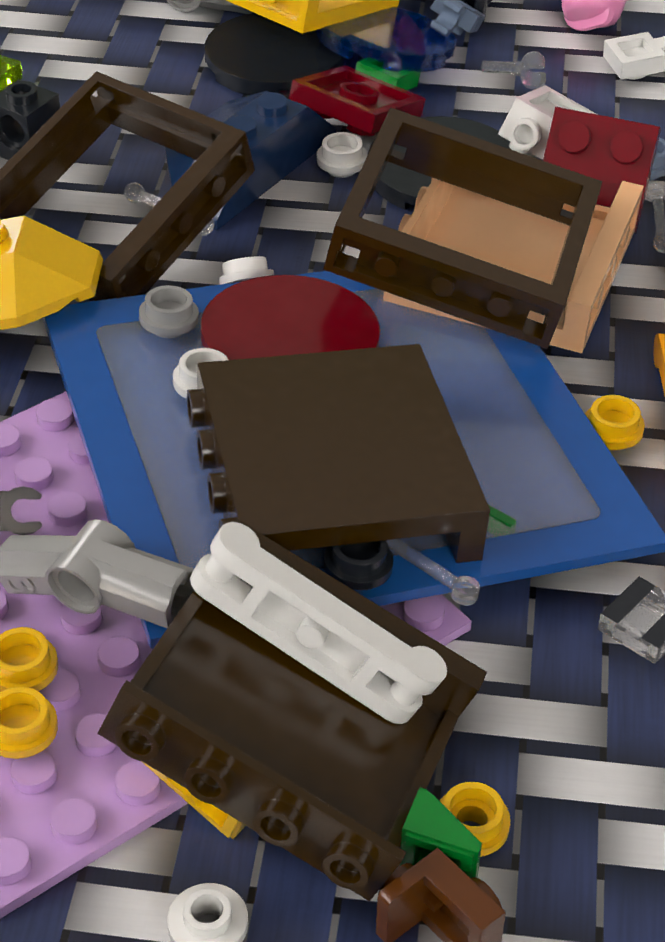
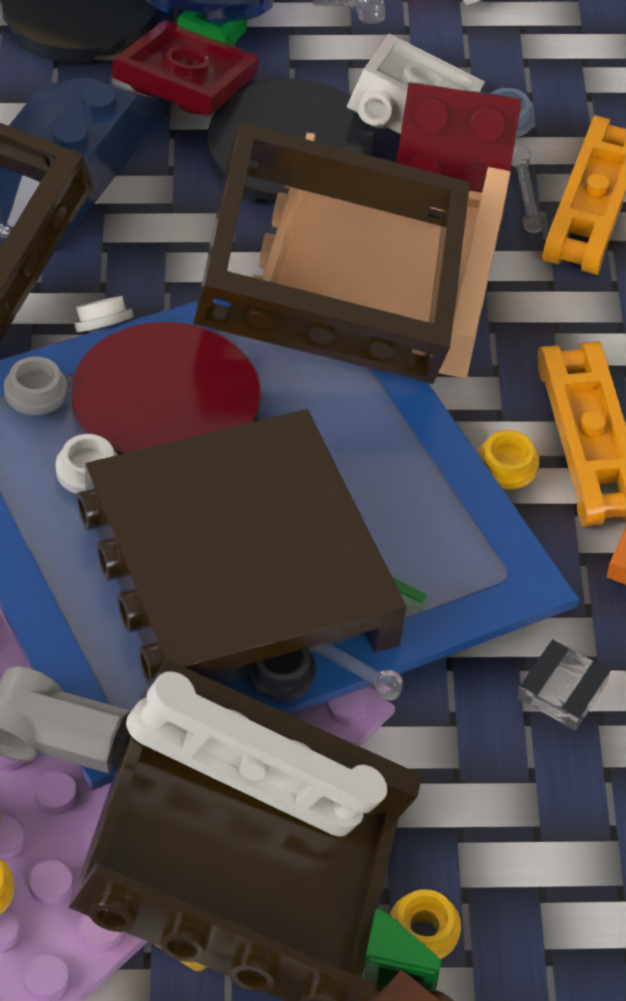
camera: 10 degrees left, 10 degrees up
(341, 154) = (179, 141): white plate -> none

